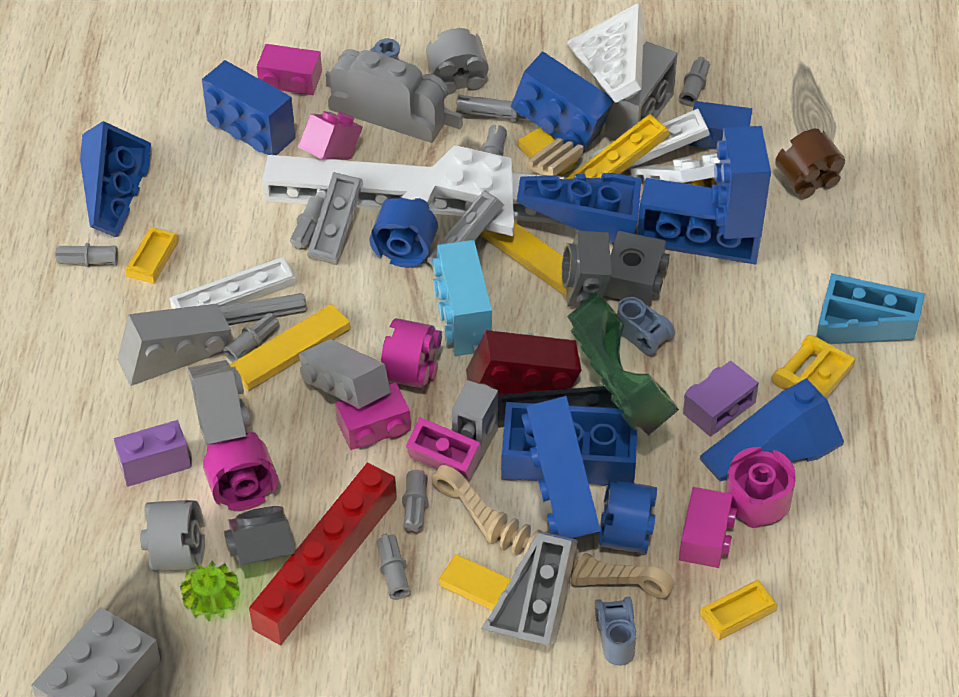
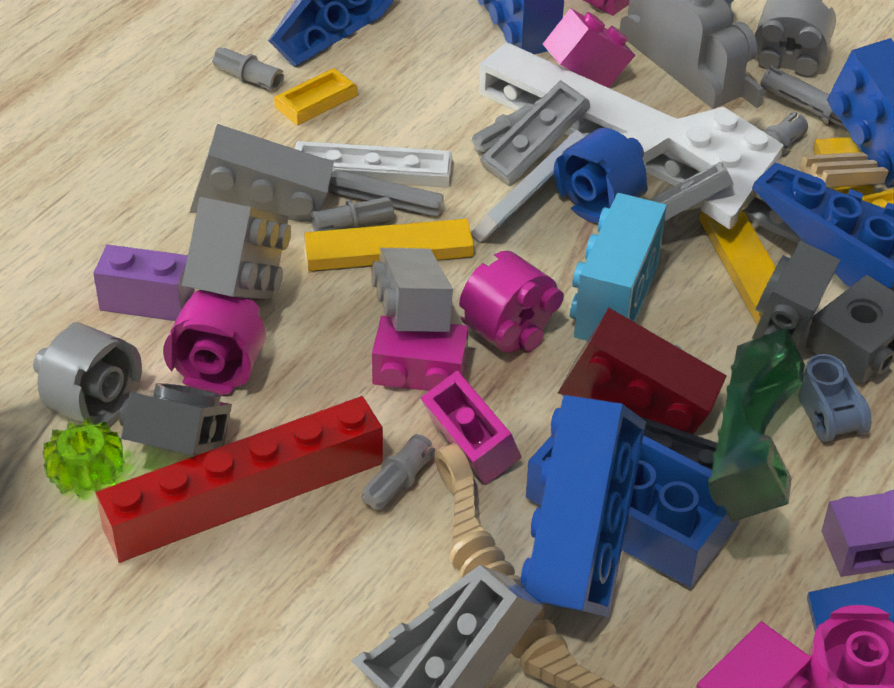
camera: 30 degrees right, 5 degrees down
(356, 260) = (521, 192): none -> white tile
(393, 567) = (313, 536): light grey axle -> none
(473, 581) = (392, 594): yellow tile -> none
(476, 413) = (528, 399): light grey brick -> none
(627, 516) = (644, 615): blue brick -> none

